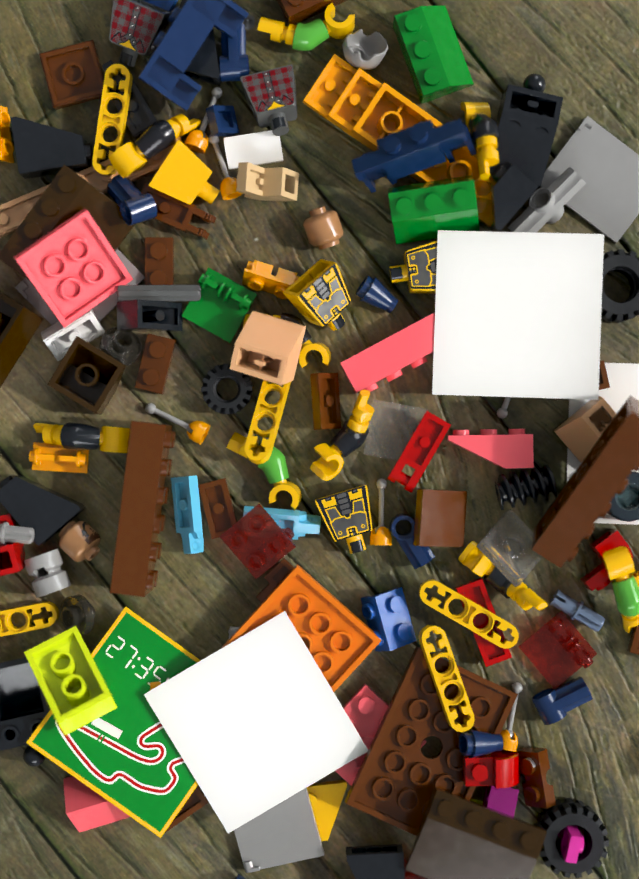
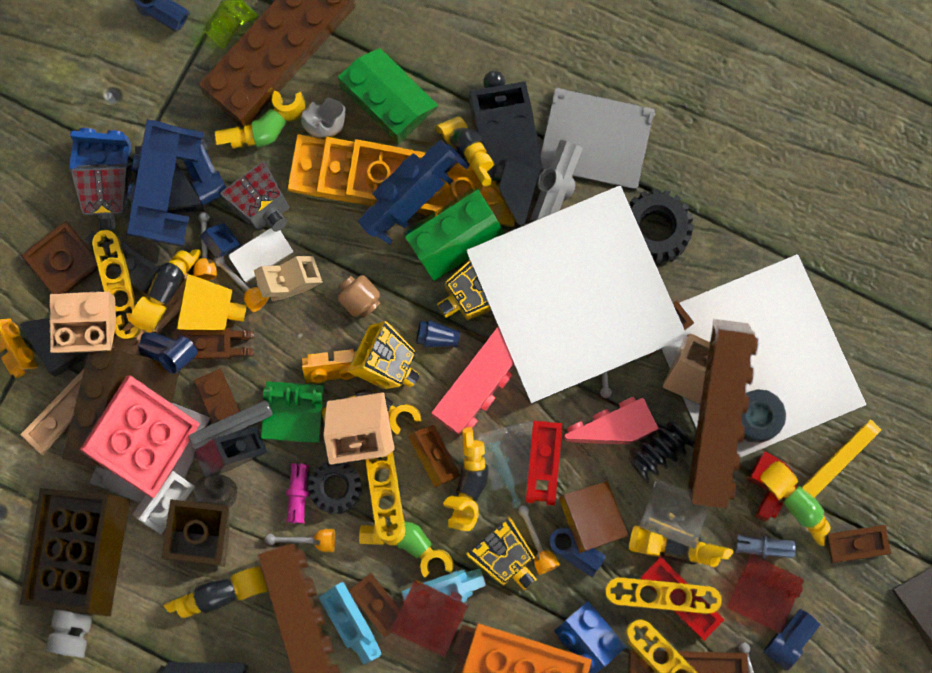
camera: 25 degrees left, 10 degrees down
(57, 458) = (202, 627): light orange hinge -> none
(65, 141) = (82, 322): none -> light nougat slope
(155, 363) = (255, 495): reddish brown plate -> none
(192, 379) = (297, 493): none -> dark pink pin
(380, 442) = (504, 471): none -> clear light blue piece

